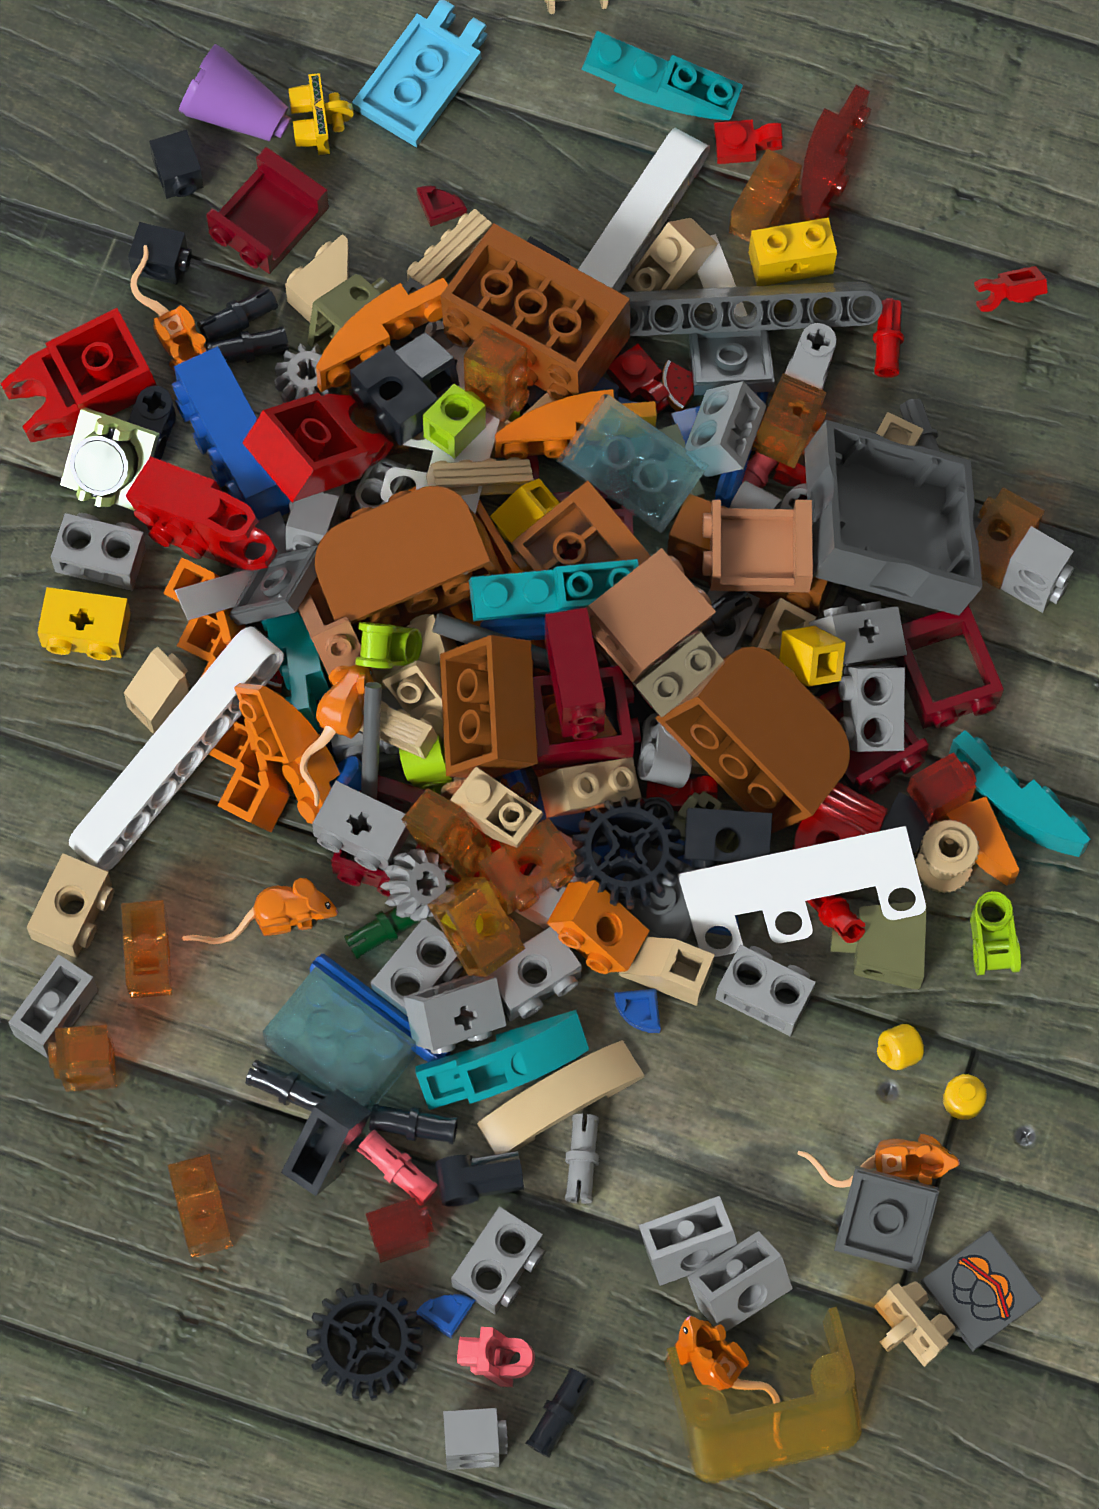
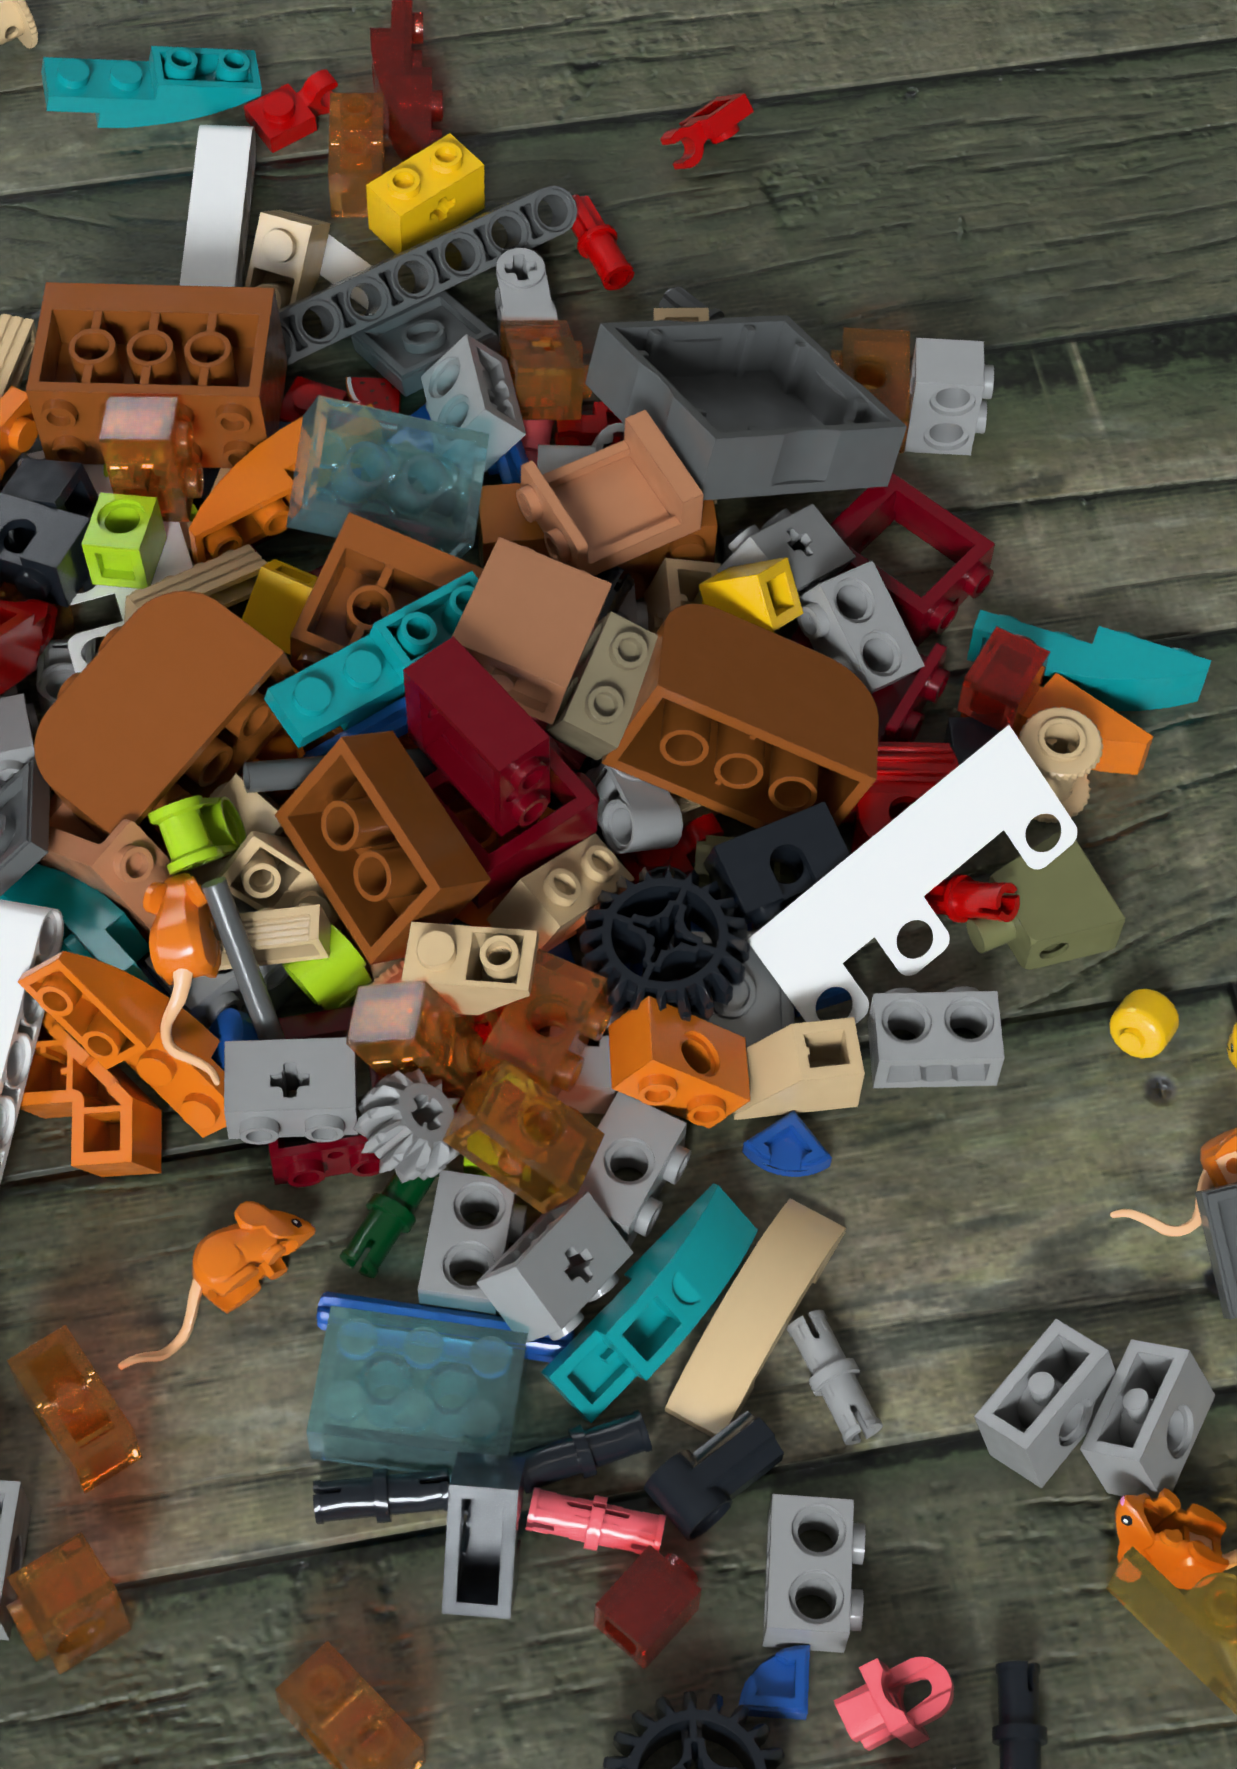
camera: 30 degrees left, 10 degrees down
(994, 943) = (1175, 840): lime piece -> none

